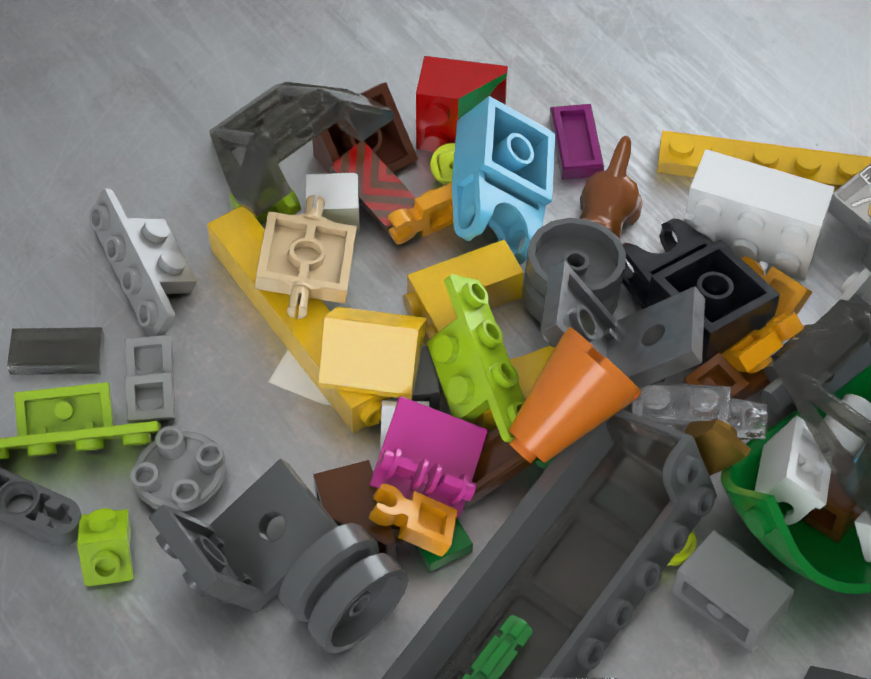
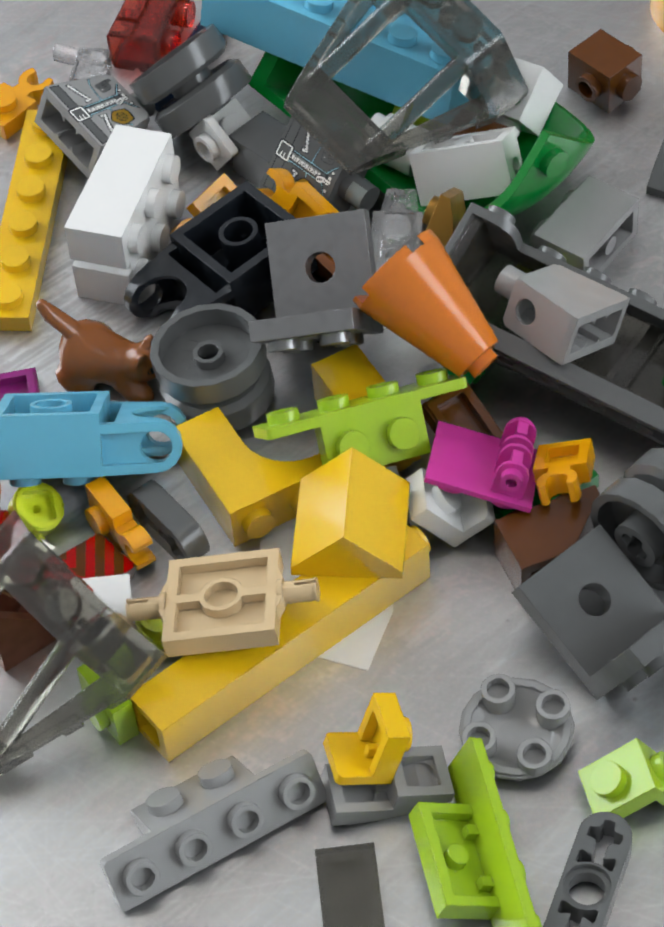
camera: 90 degrees left, 5 degrees down
(164, 352) = (377, 747): none -> yellow bracket
(422, 247) = (167, 521): none -> dark grey beam
(583, 522) = (560, 311): none -> light grey torso

